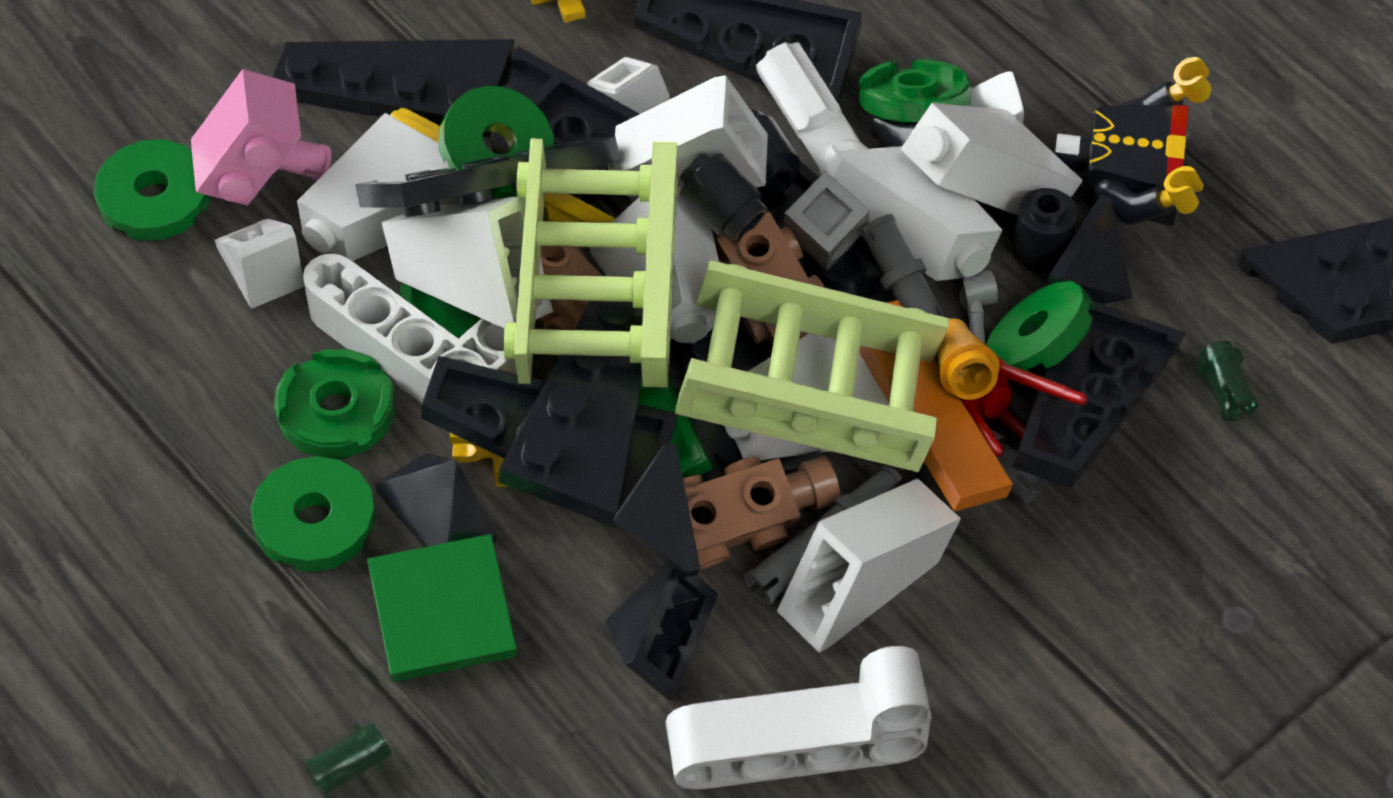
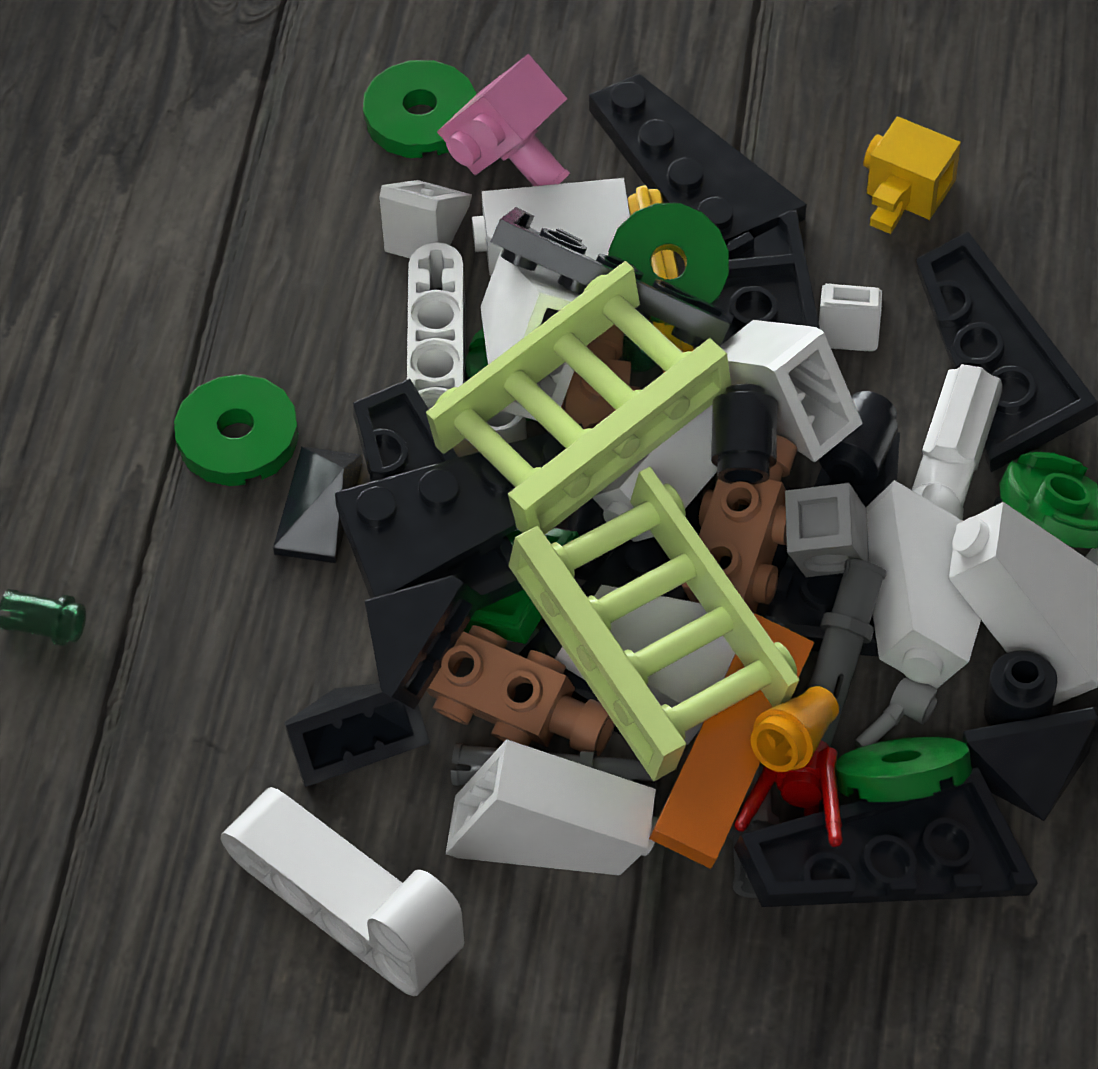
camera: 50 degrees right, 0 degrees up
(339, 431) = (338, 338): green tile -> none
(441, 608) = (229, 571): green tile -> none
(1223, 370) = (1030, 939): clear green pin -> none

